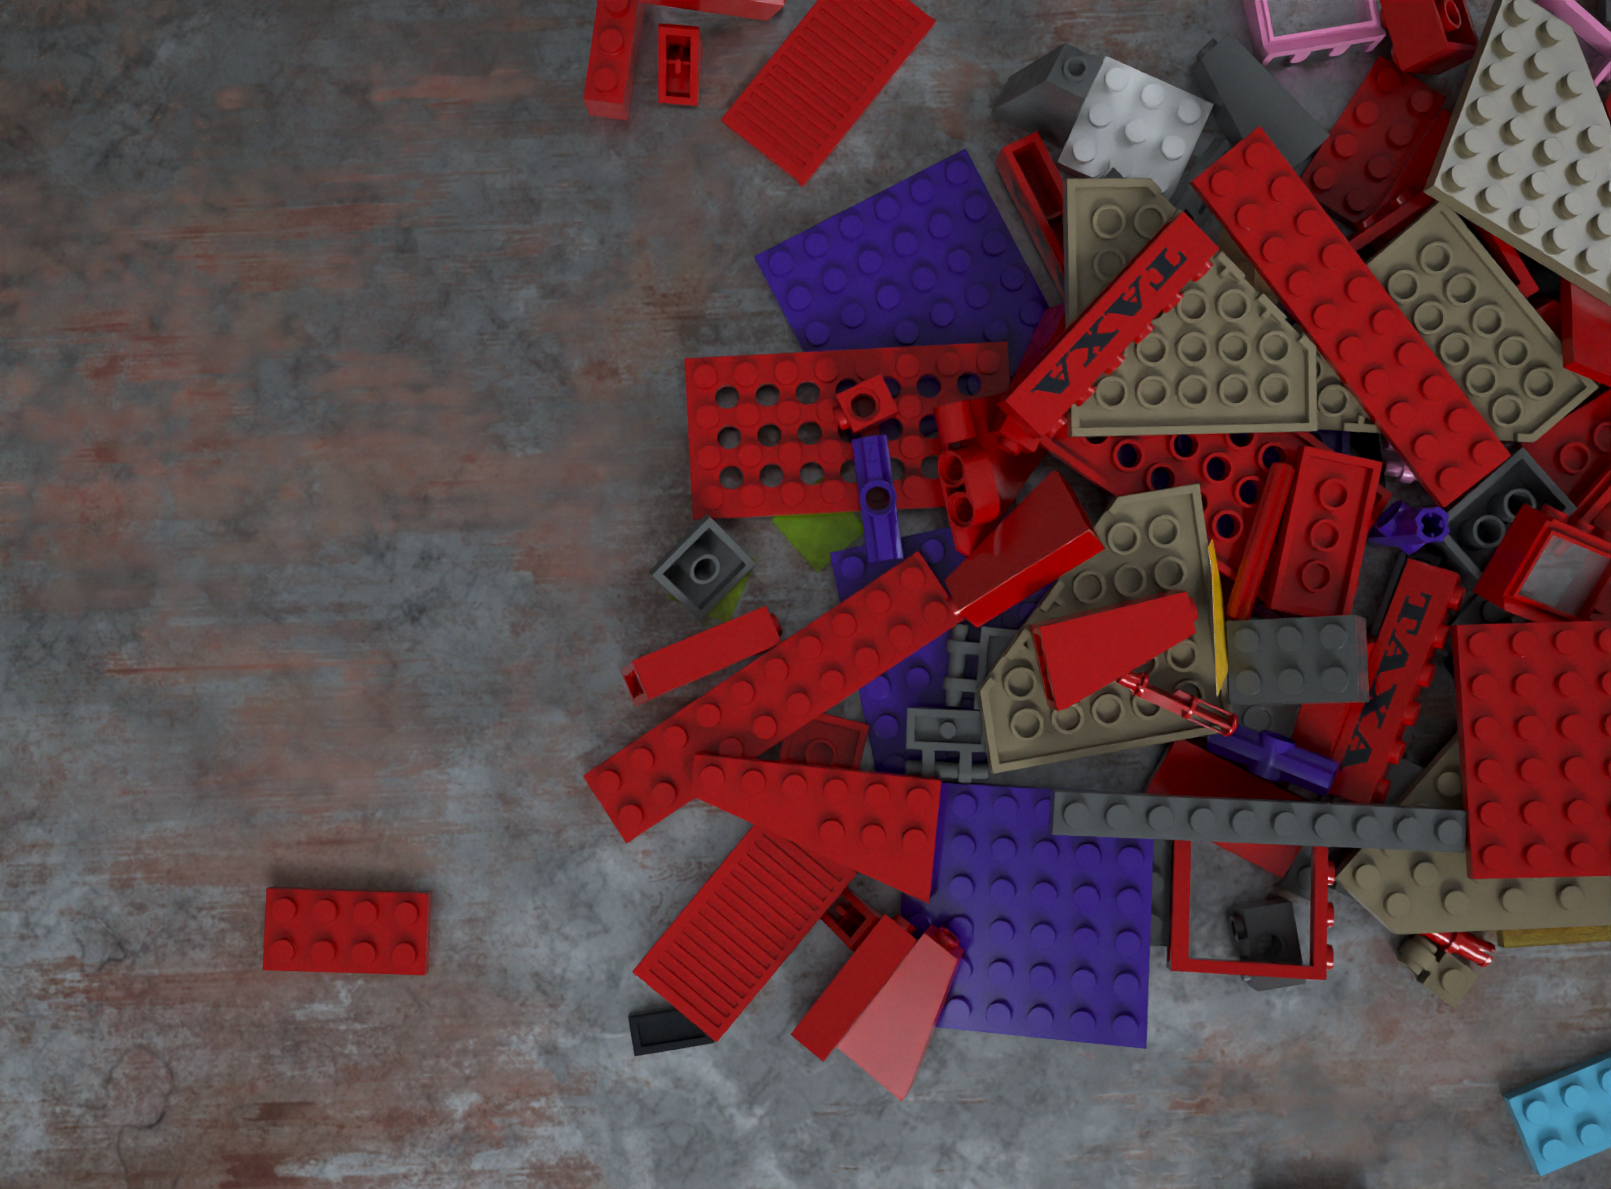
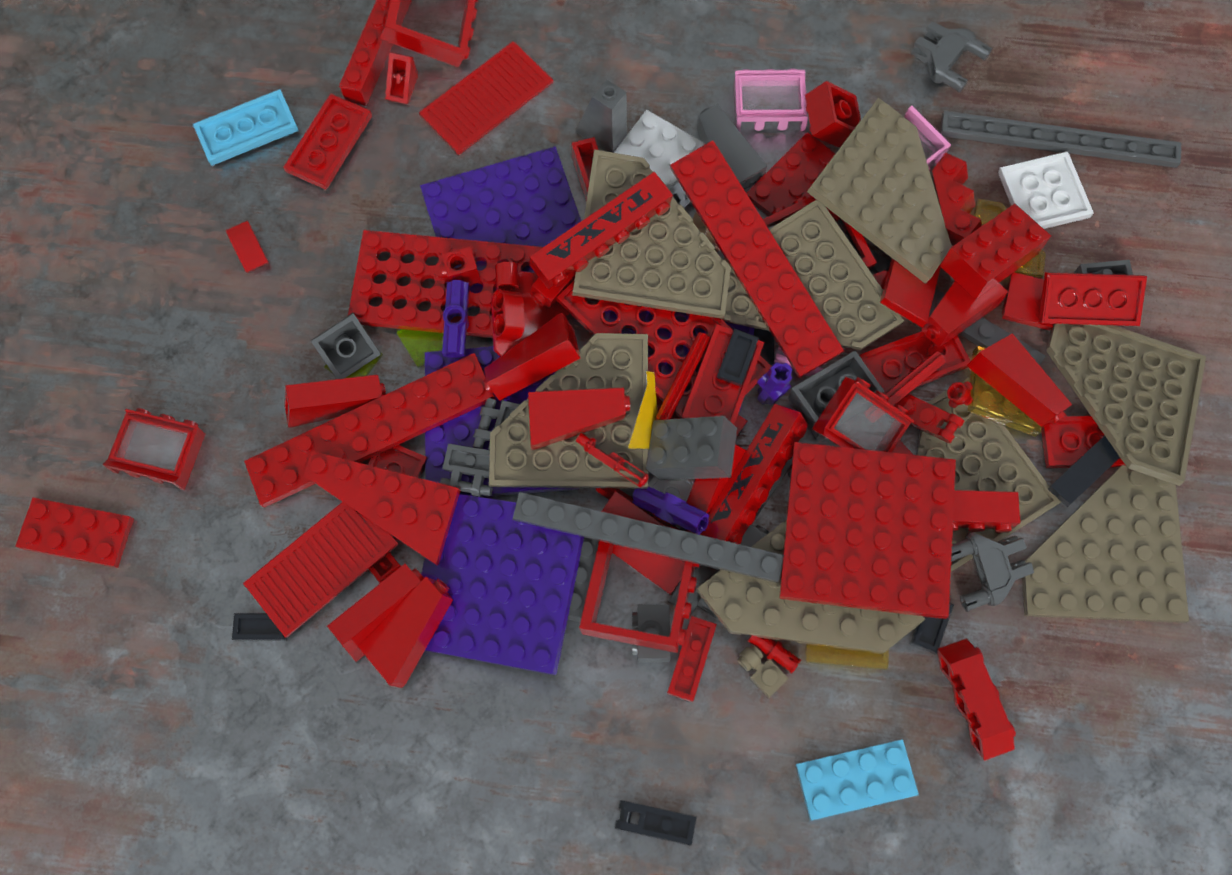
camera: 10 degrees right, 15 degrees down
(436, 195) = (245, 127): none -> medium azure plate
(438, 780) = (156, 447): none -> window
(494, 411) = (247, 246): none -> red slope
(582, 199) = (328, 141): none -> red plate
(1329, 1001) = (692, 659): none -> red plate
(1346, 497) = (737, 357): none -> black tile

